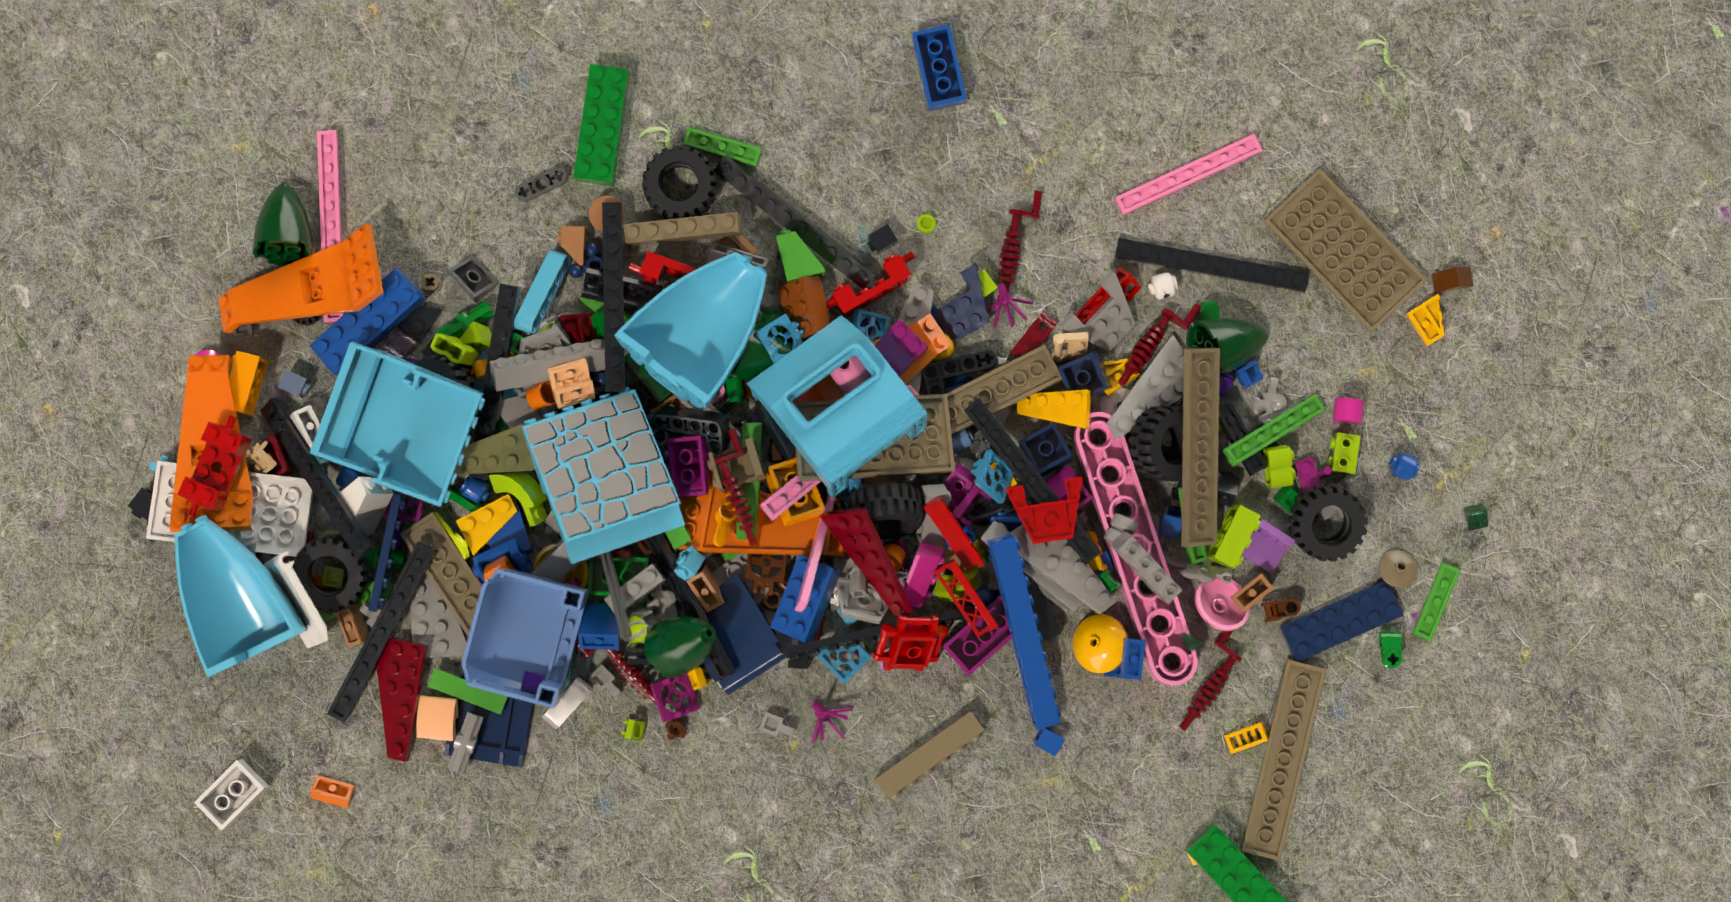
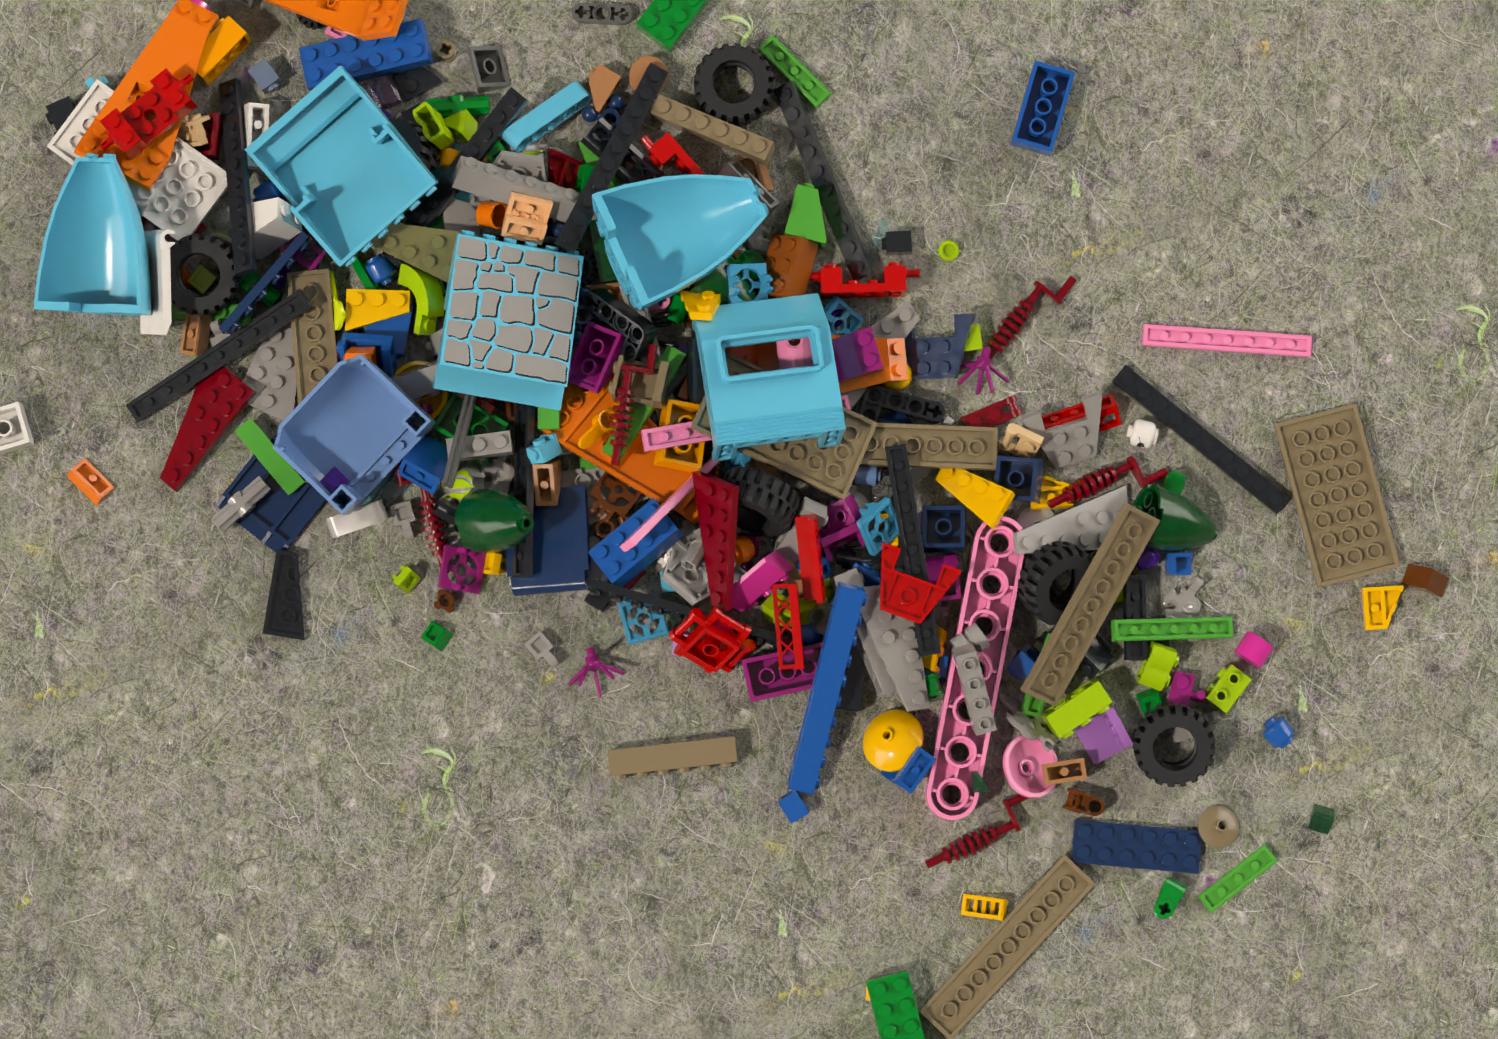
camera: 25 degrees right, 0 degrees up
(437, 717) = (227, 466): light nougat slope -> none
(545, 803) = (284, 602): none -> black wing
(684, 761) = (437, 635): none -> green slope
(752, 377) = (702, 305): none -> yellow wing

